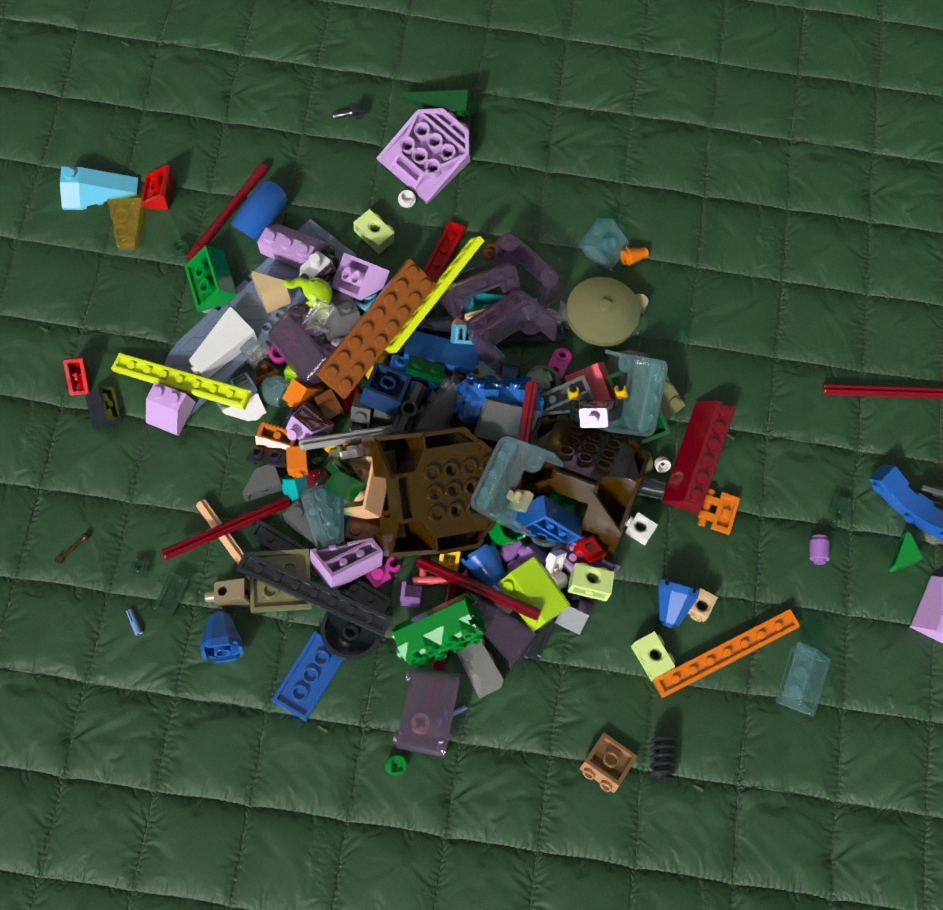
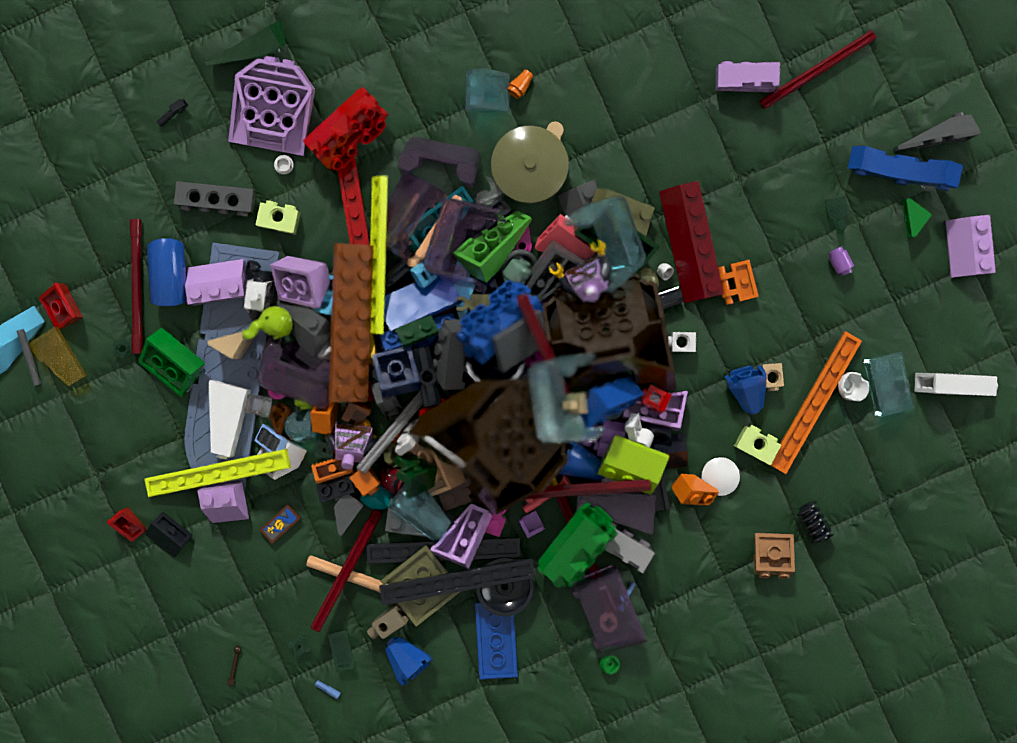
camera: 25 degrees left, 20 degrees up
(104, 207) = (28, 357): none -> dark grey bar
(200, 458) = (280, 523): none -> tile
(317, 317) = (292, 344): clear slope -> none
(346, 189) = (185, 191): none -> dark grey brick
(474, 200) = (352, 123): none -> red brick
(489, 250) = (391, 162): reddish brown arm -> none
(524, 355) = (490, 250): none -> bright green wedge
(572, 657) = (693, 490): none -> orange slope
(582, 586) = (685, 425): yellowish green brick -> none
(603, 663) = (722, 475): none -> white dish
(769, 660) = (853, 387): none -> white hair
(824, 358) = (747, 76): none -> lavender wedge
(865, 716) = (955, 384): none -> white slope

